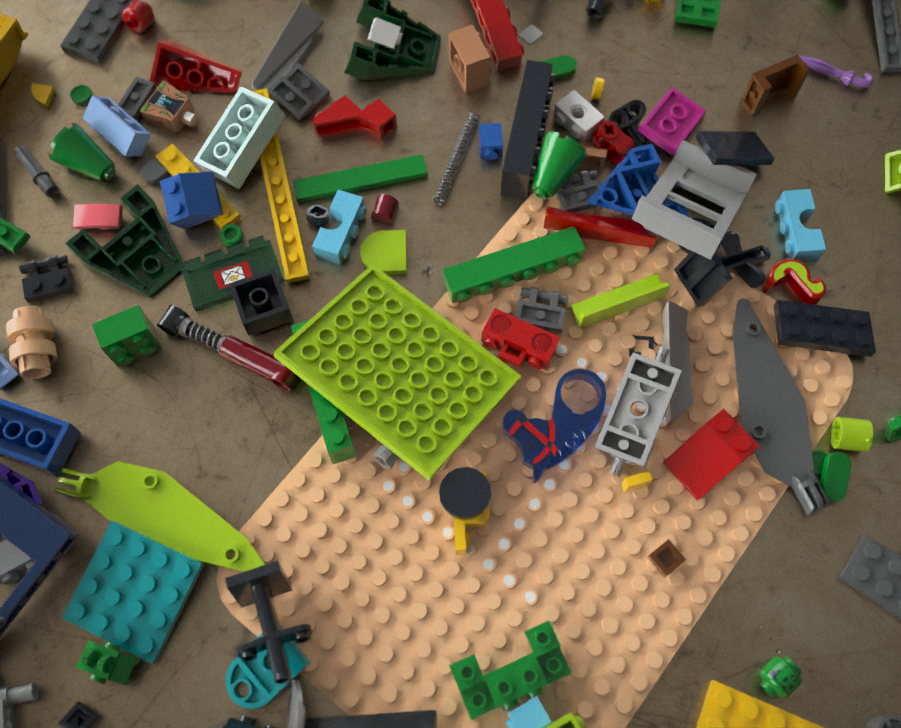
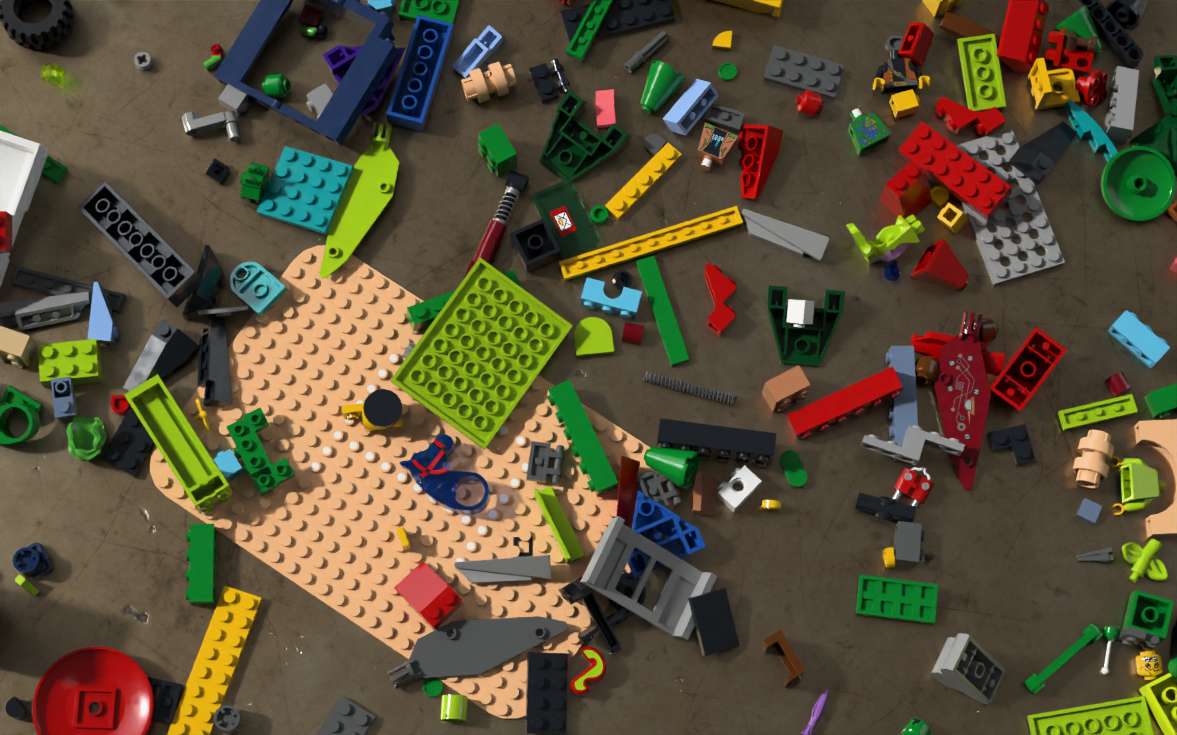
camera: 80 degrees right, 5 degrees up
(191, 198) = (623, 177): blue slope -> none
(240, 137) = (682, 206): light aqua brick -> none
(258, 588) = (306, 275): black piece -> none
(299, 91) = (743, 249): dark grey slope -> none
(490, 141) = (706, 413): blue brick -> none
(521, 338) = (513, 455): red piece -> none
(530, 34) = (832, 446): white sticker -> none
(615, 142) = (710, 522): red piece -> none
(628, 121) = (735, 532): black beam -> none
(630, 436) = (475, 538): light grey brick -> none
(666, 558) = (346, 561): reddish brown plate -> none
(672, 120) = (742, 570): dark pink tile -> none
(780, 677) = (264, 644): green head -> none
(800, 242) = (660, 673): medium azure arch -> none
(835, 476) = (419, 695): green tile -> none

